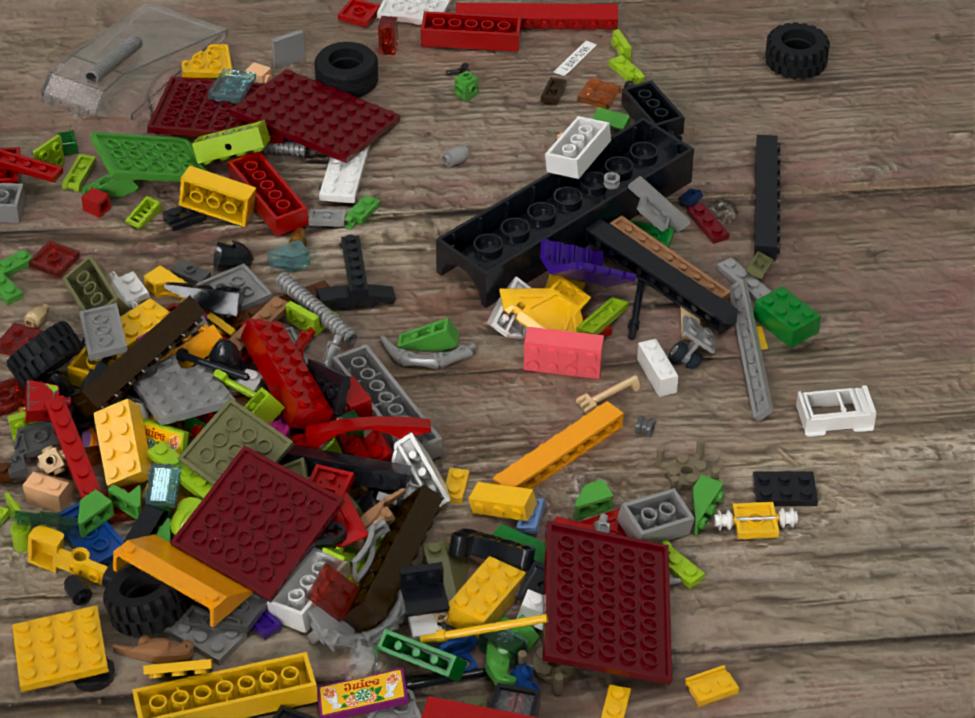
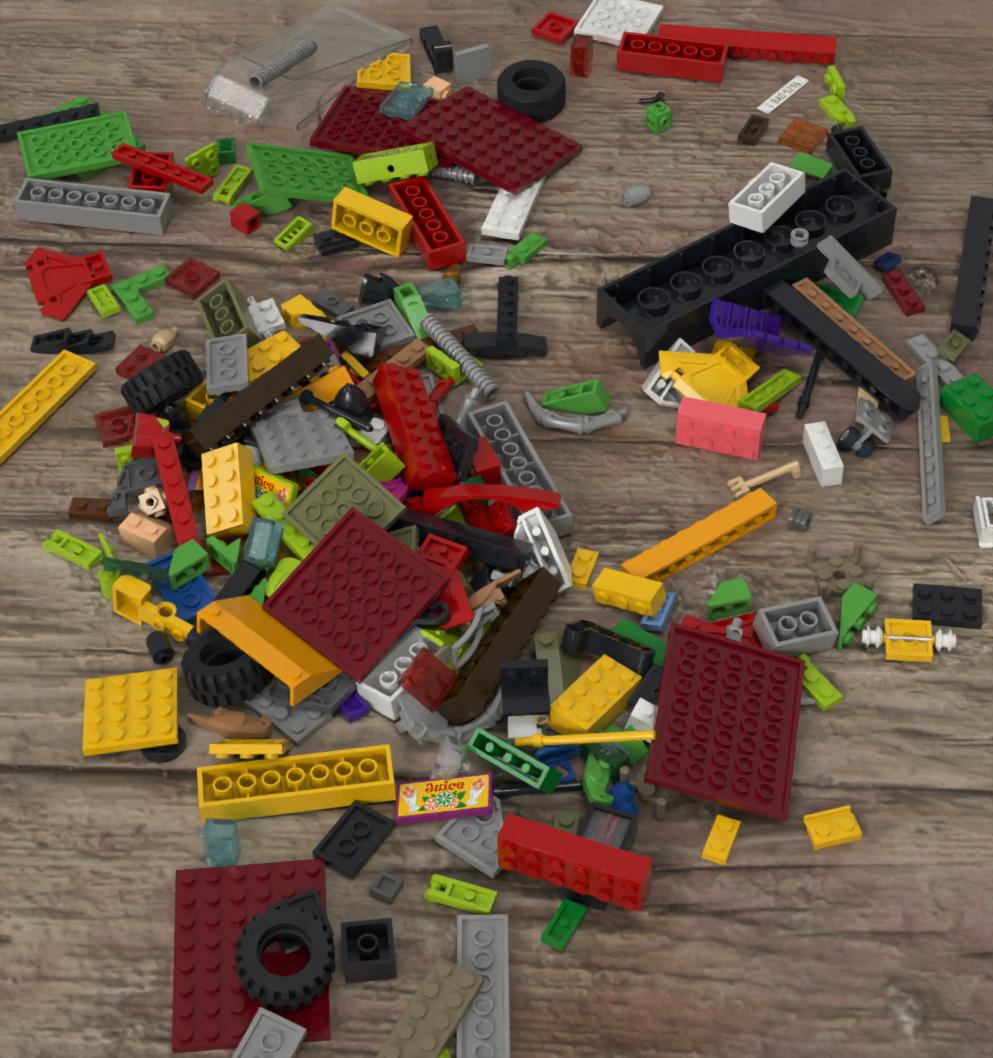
camera: 10 degrees right, 5 degrees up
(254, 40) = (438, 51): none -> black beam
(265, 269) = (411, 307): none -> bright green slope

